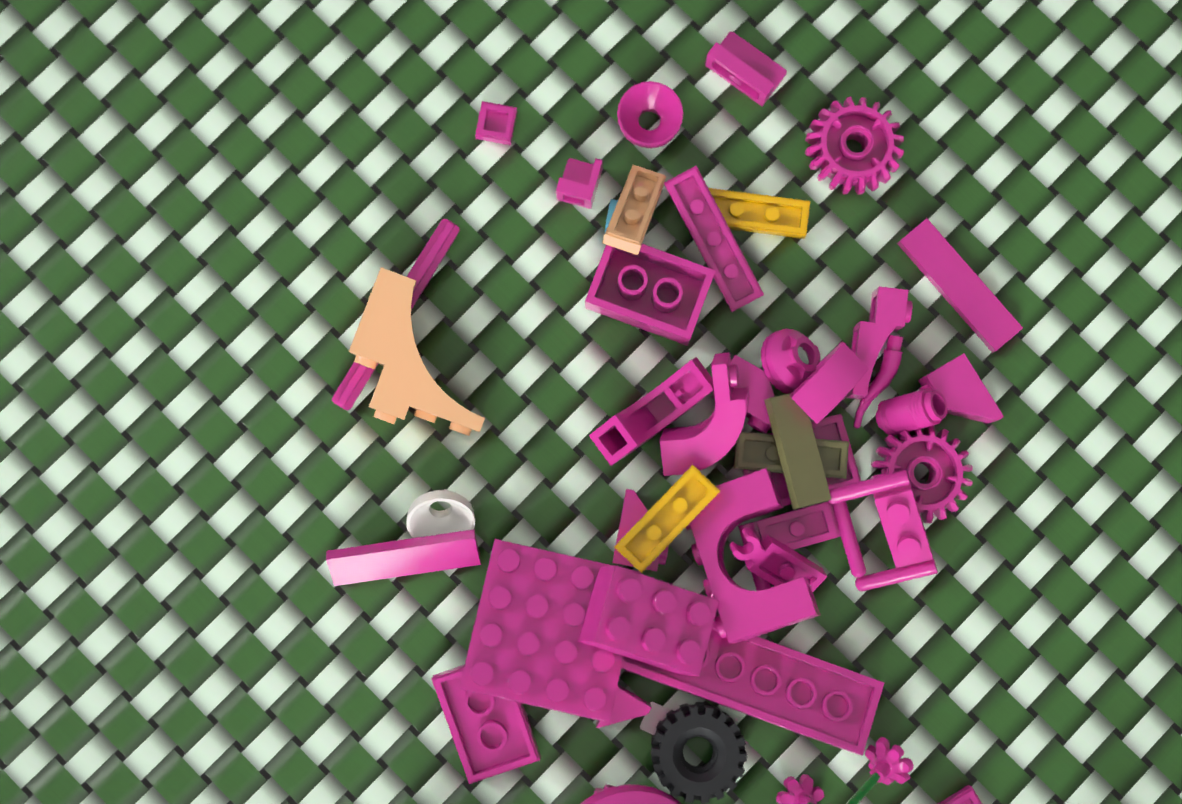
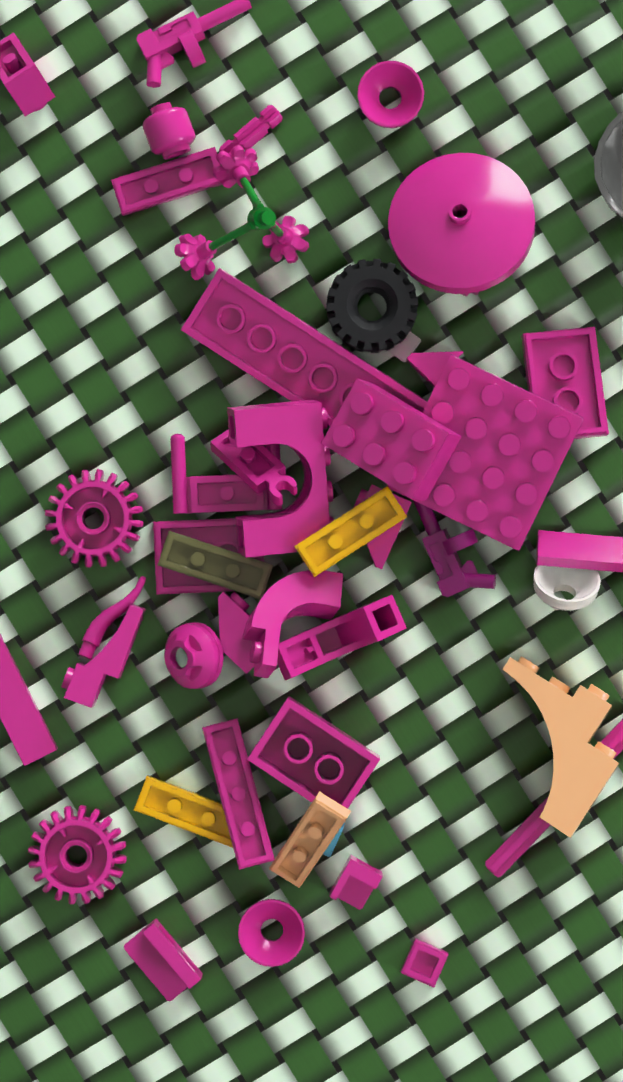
camera: 170 degrees left, 5 degrees up
(566, 515) = (444, 557): none -> magenta piece
(797, 452) = (209, 568): olive tile -> none
(829, 383) = (164, 624): dark pink slope -> none
(901, 526) = (129, 474): dark pink plate -> none
(911, 411) = (90, 579): dark pink head -> none
(963, 391) = (38, 588): dark pink slope -> none

